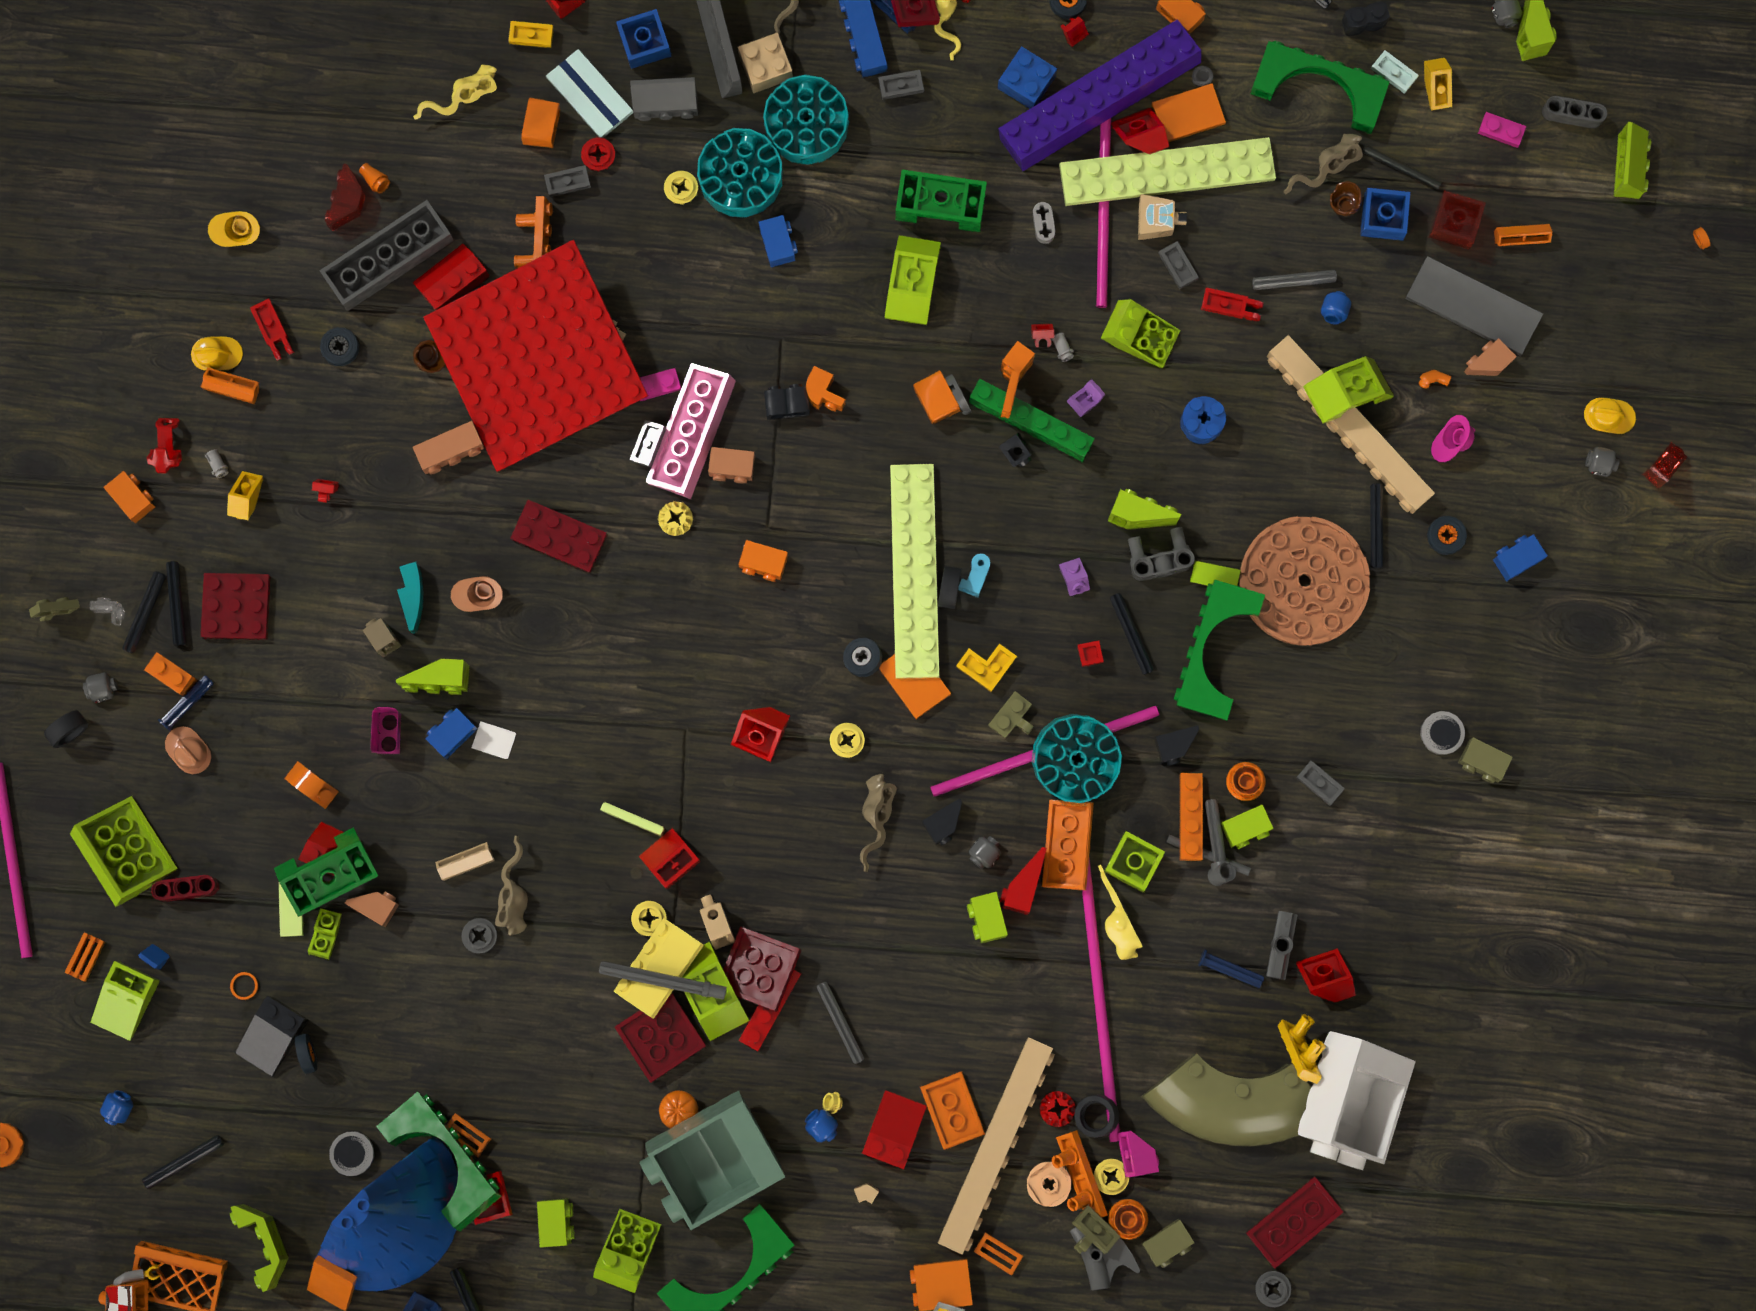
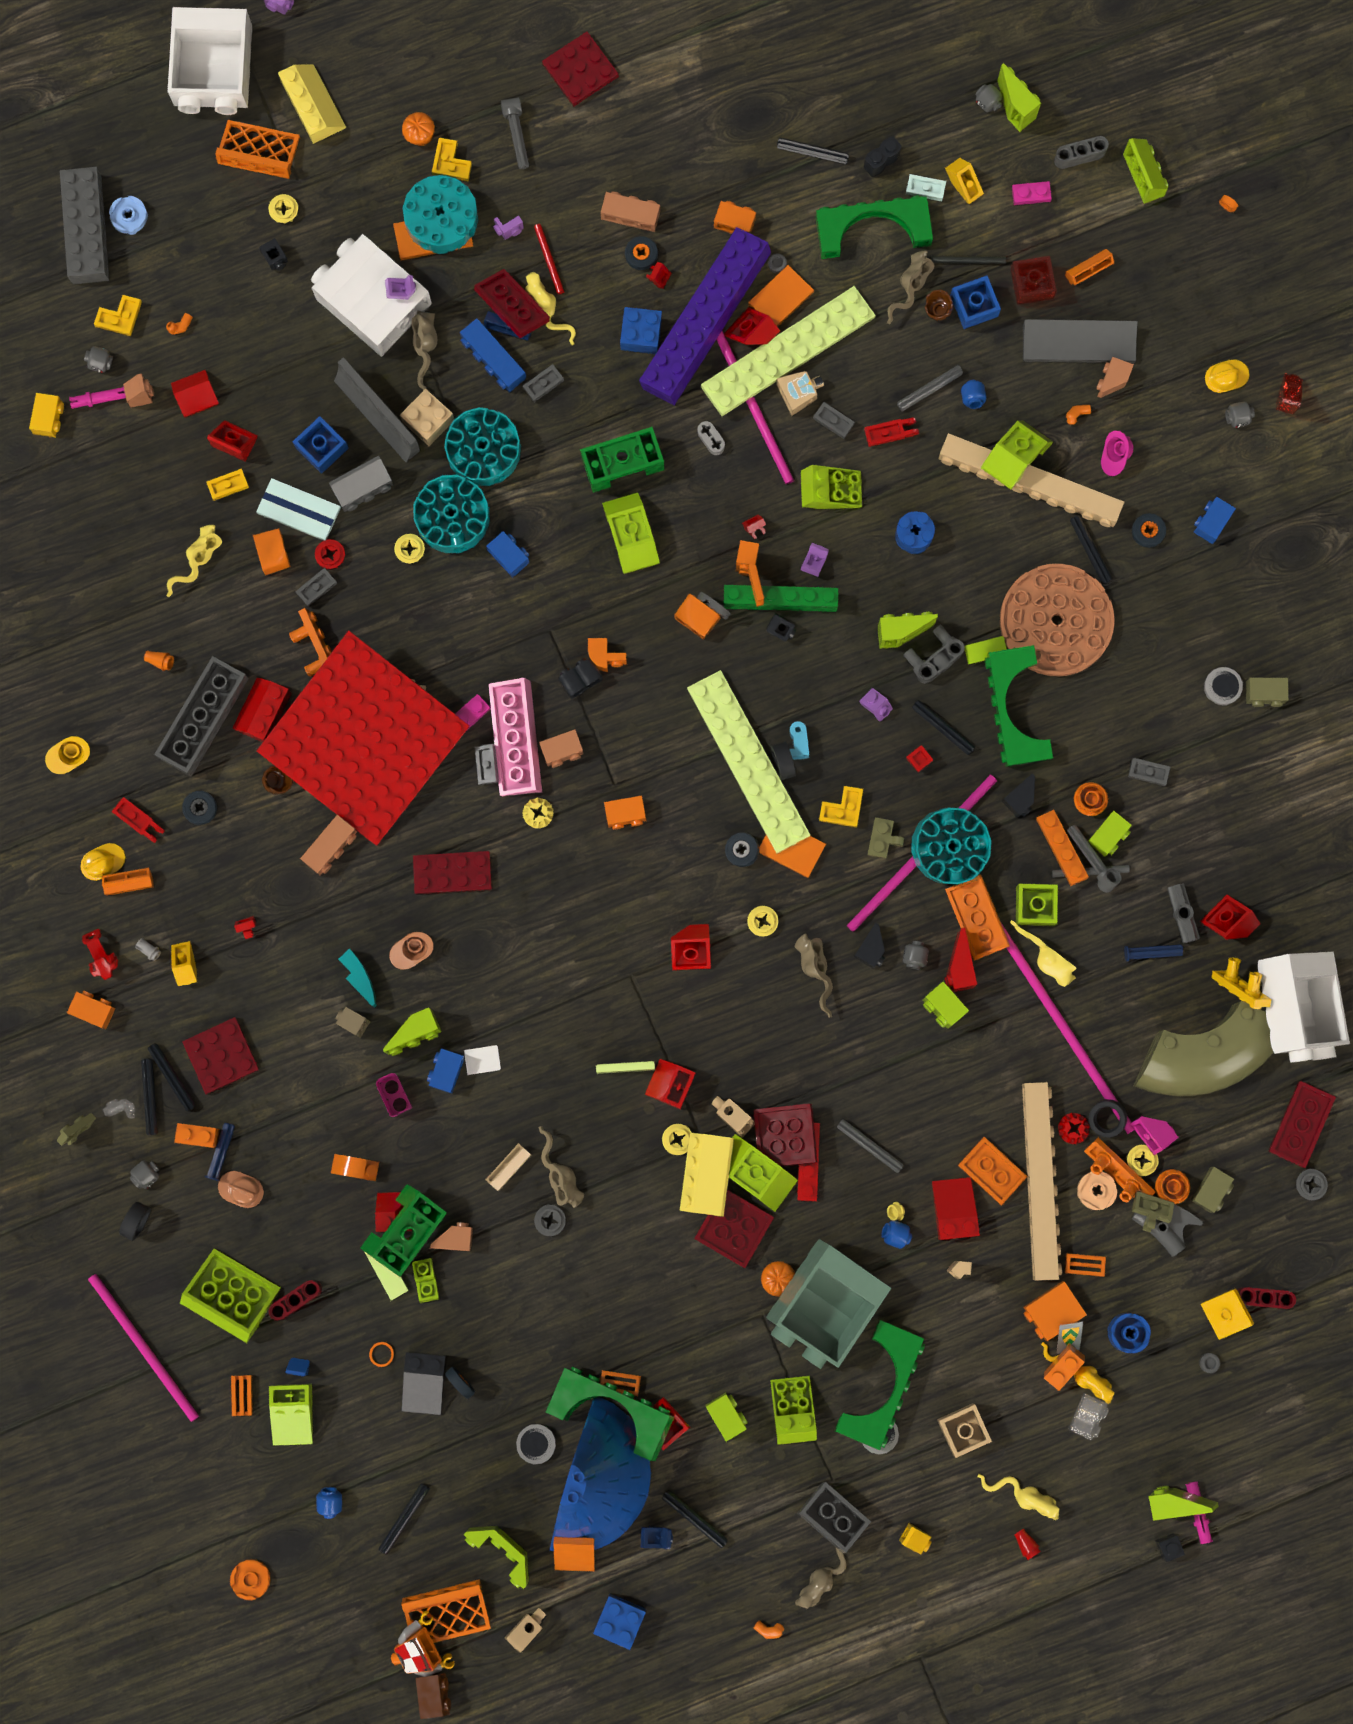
camera: 25 degrees left, 0 degrees up
(346, 200) = (145, 687): clear red slope -> none
(705, 988) = (751, 1172): dark grey axle -> none
(1062, 347) = (776, 529): light grey pin -> none

